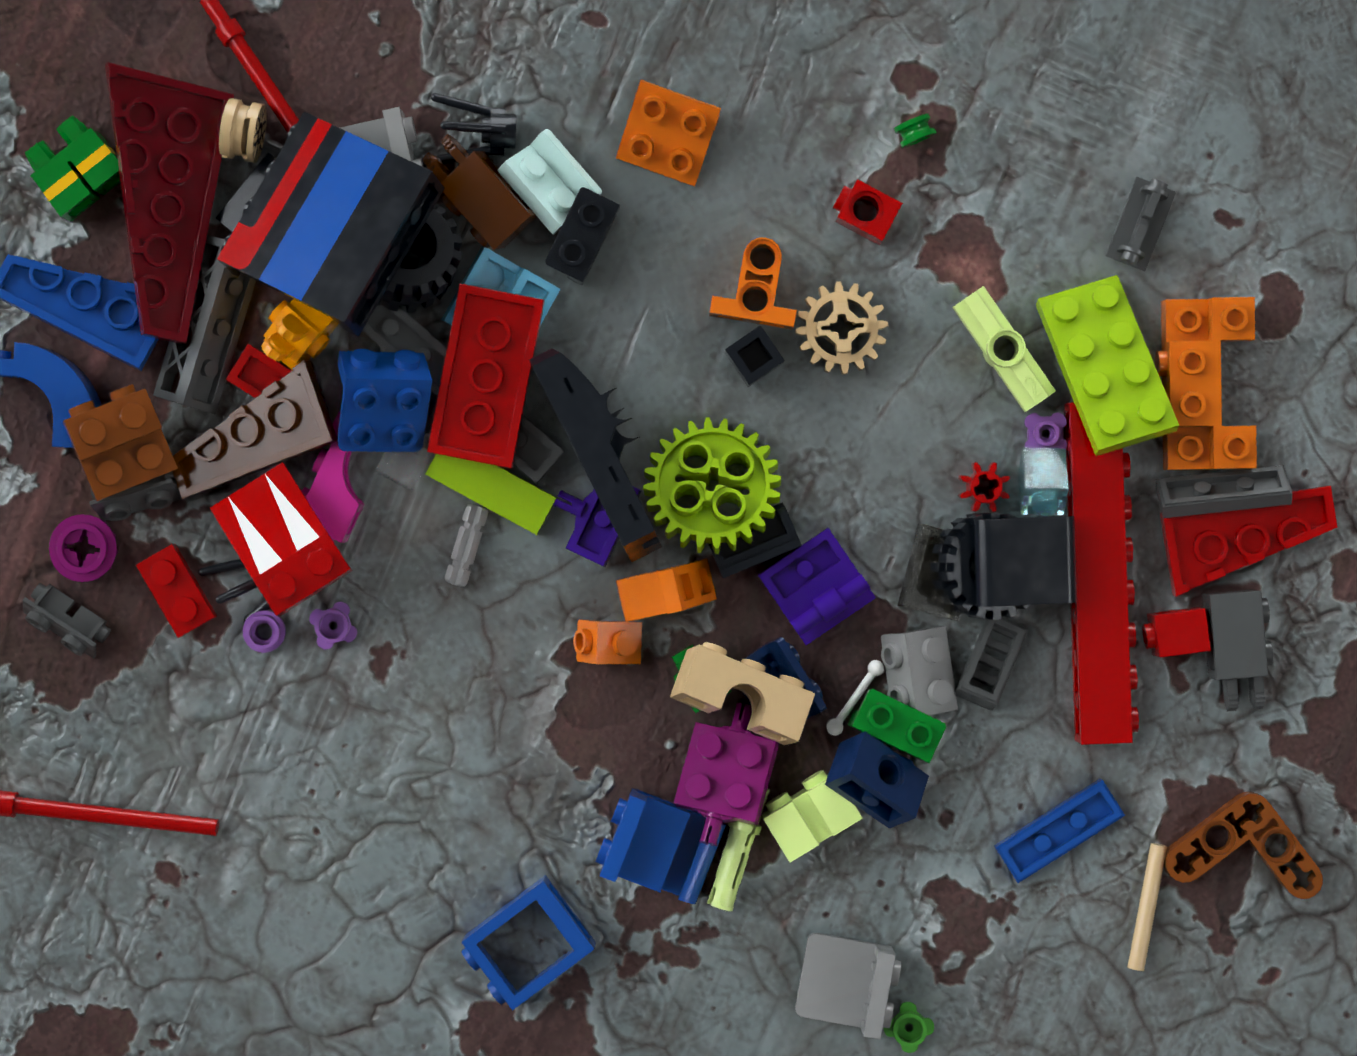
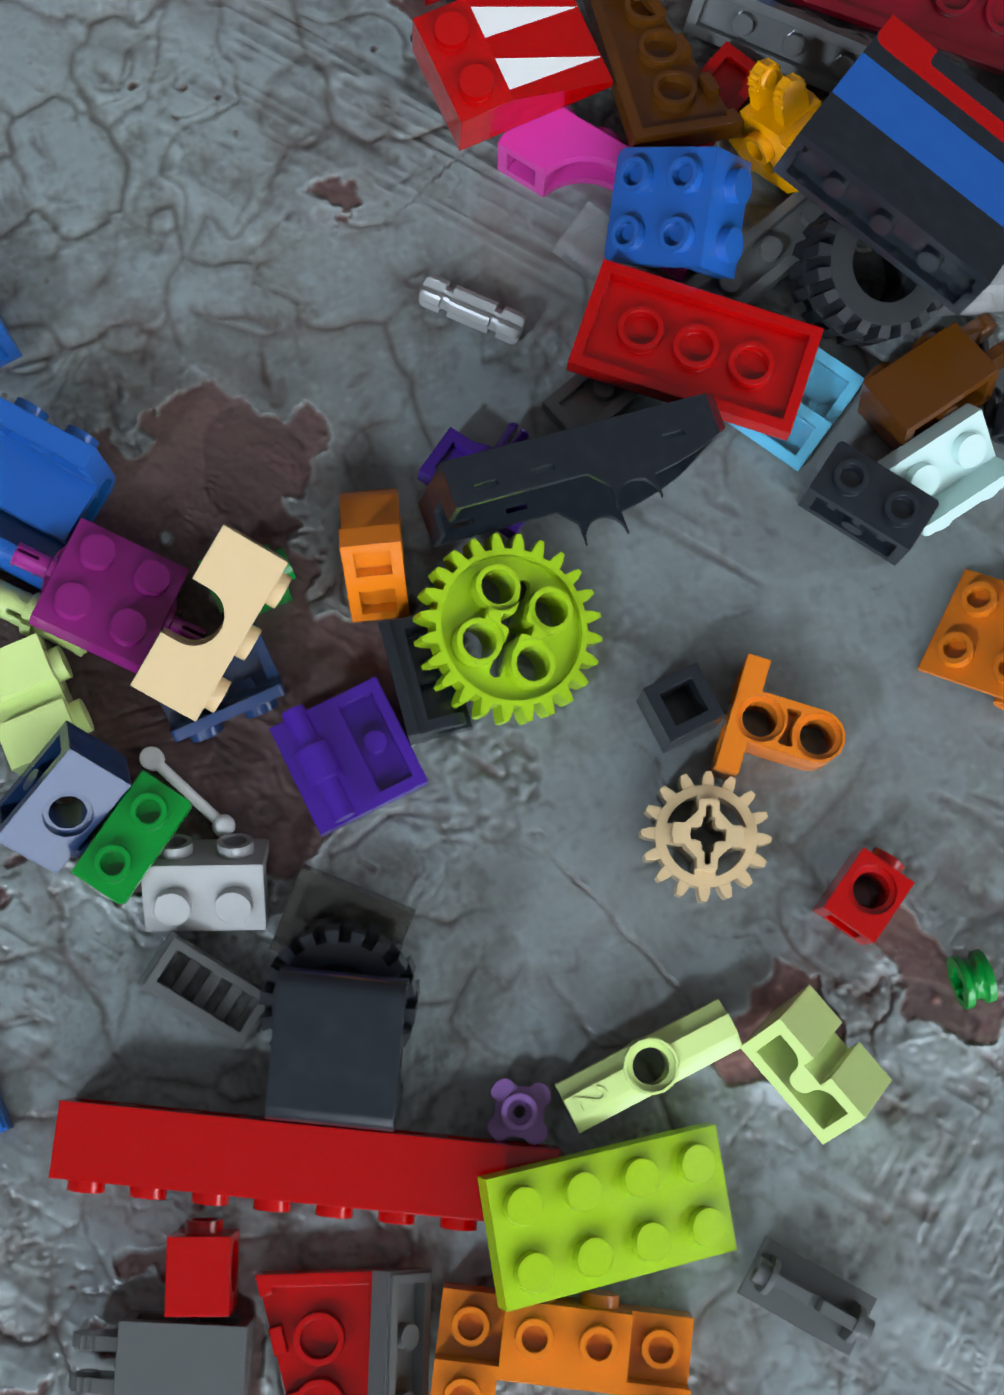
camera: 90 degrees right, 10 degrees down
(251, 635) = (388, 39): medium lavender plate -> none
(322, 620) = (392, 119): medium lavender plate -> none
(495, 490) = (538, 356): lime tile -> none
(608, 642) = (315, 470): orange bracket -> none
(973, 481) = (439, 1001): red gear -> none
(990, 236) = (813, 1067): none -> yellowish green brick
(1043, 481) = (450, 1096): clear light blue brick -> none

